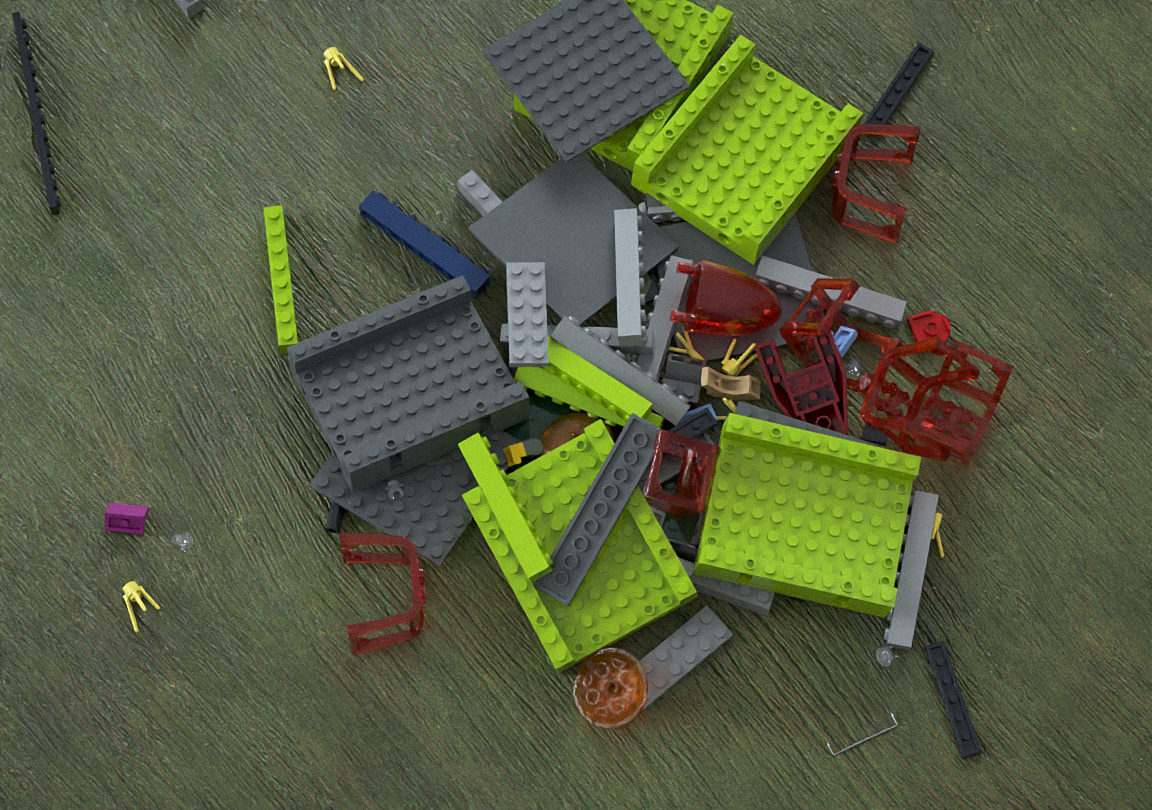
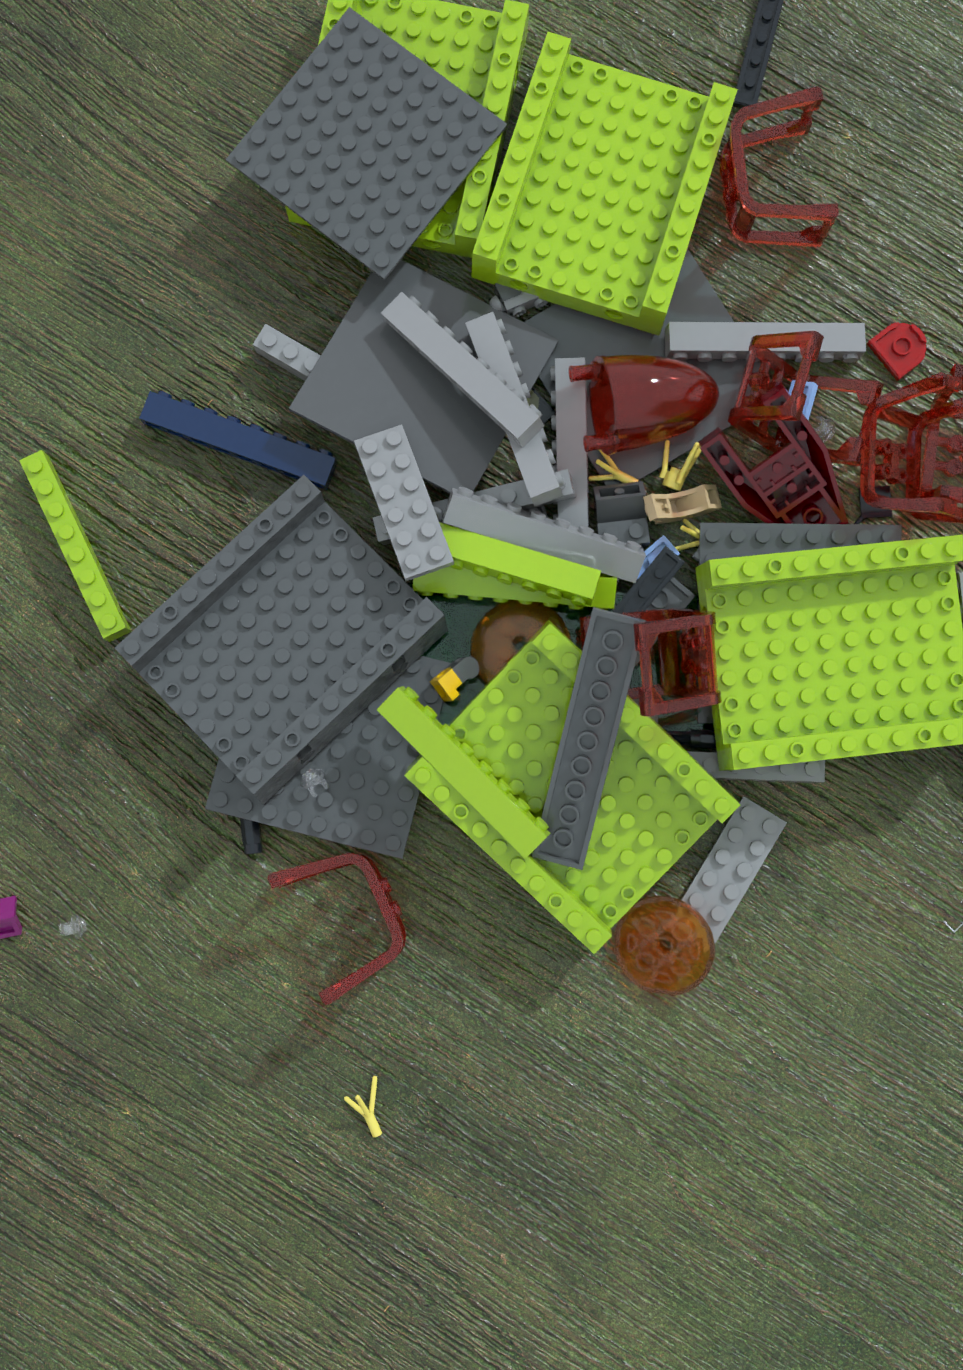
camera: 15 degrees left, 15 degrees up
(133, 593) = (35, 1016): light yellow plant -> none
(335, 58) = (39, 227): light yellow plant -> none
(348, 740) = (363, 1110): none -> light yellow plant
(600, 238) = (463, 369): none -> light grey brick

